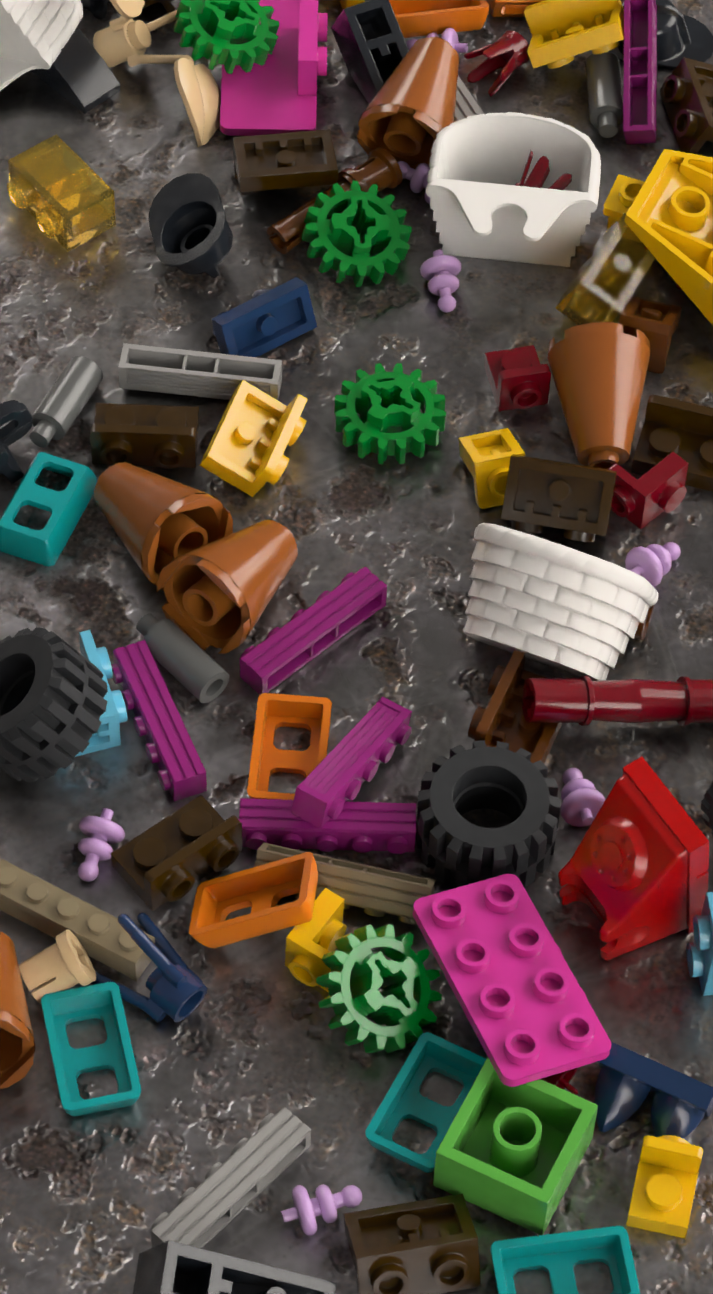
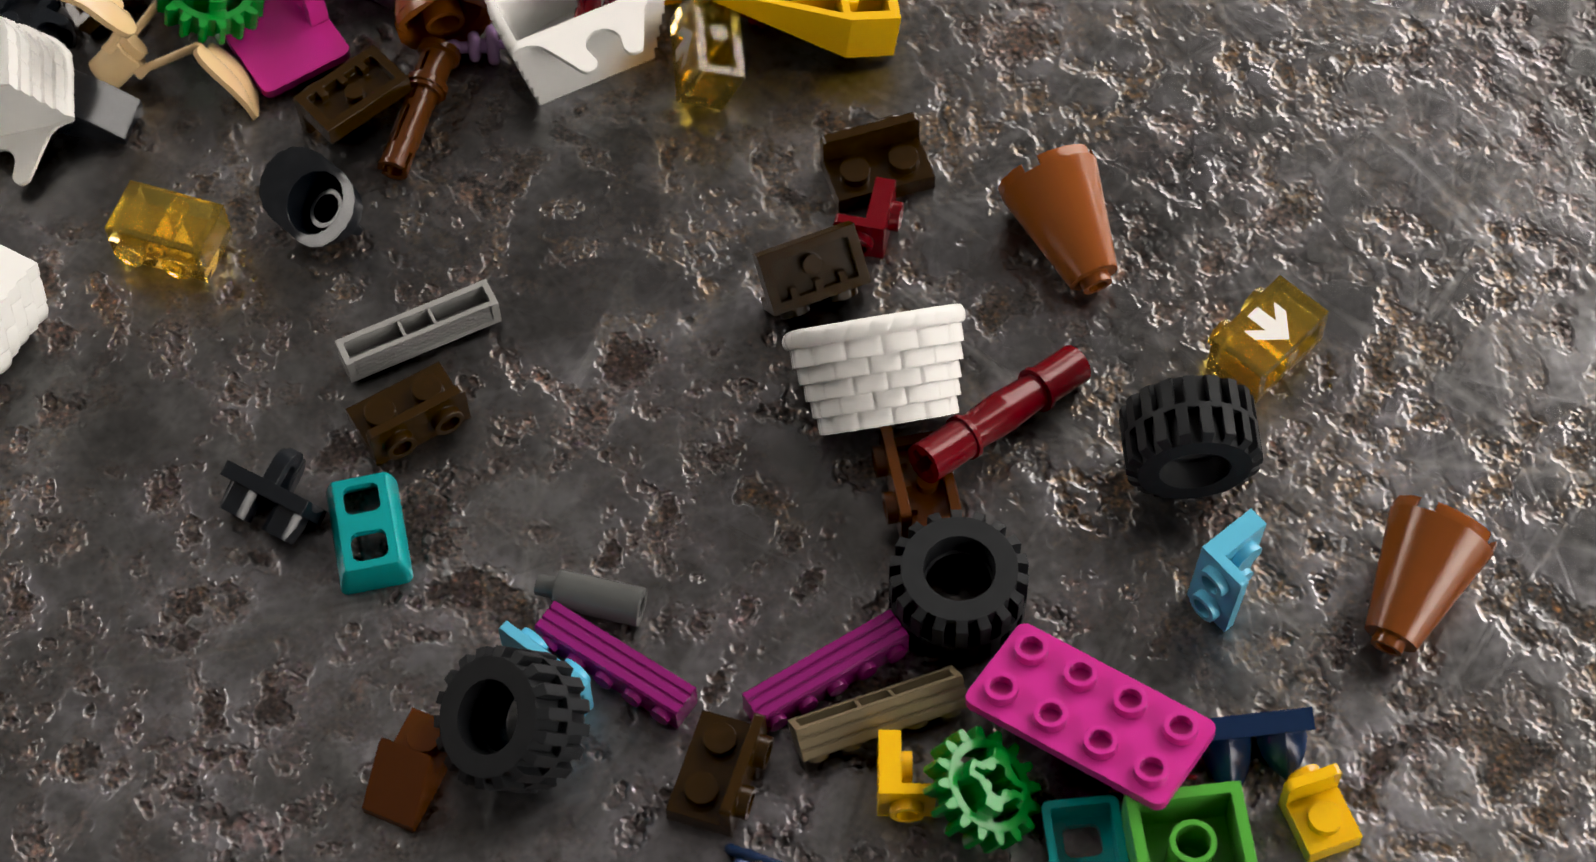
camera: 30 degrees left, 5 degrees up
(65, 400) = (315, 422): dark grey cylinder -> none
(96, 847) = (647, 812): lavender hair -> none
(158, 516) = (490, 485): dark orange cone -> none
(227, 584) = (591, 509): dark orange cone -> none
(253, 438) = (511, 362): yellow bracket -> none
(255, 888) = (822, 763): orange piece -> none
(265, 320) = (440, 250): dark blue tile -> none
(286, 711) = (769, 623): orange piece -> none
(312, 630) = (684, 507): magenta piece -> none
(352, 762) = (815, 605): magenta piece -> none
(372, 223) = (462, 127): green gear -> none
(390, 413) = (609, 274): green gear -> none
(442, 278) = (564, 131): lavender hair -> none
(488, 460) = (729, 268): yellow bracket -> none
(517, 378) = (689, 182): dark red bracket -> none
(579, 799) = (1019, 522): lavender hair -> none
(600, 388) = (775, 157): dark orange cone -> none
(639, 864) = (1121, 551): red piece -> none
(652, 561) = (919, 285): lavender hair -> none
(657, 322) = (773, 83): reddish brown slope -> none

